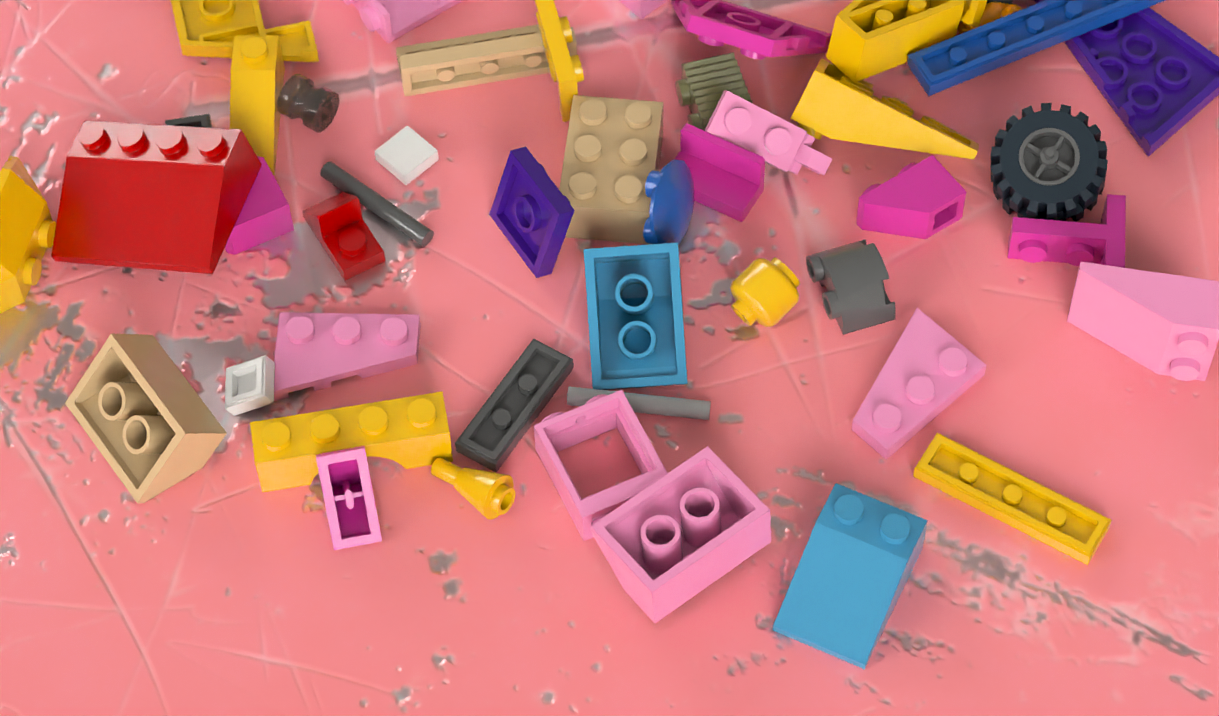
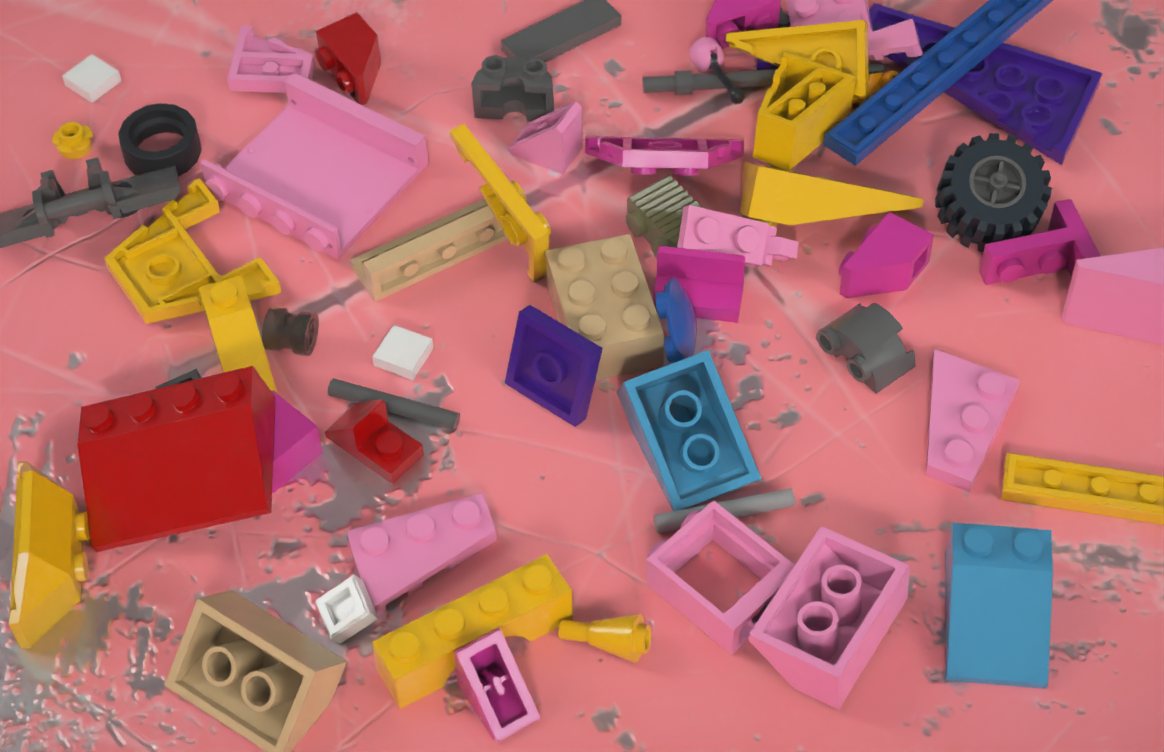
camera: 20 degrees left, 5 degrees down
(514, 405) = (609, 549): dark grey tile -> none
(764, 292) = (795, 375): yellow head -> none

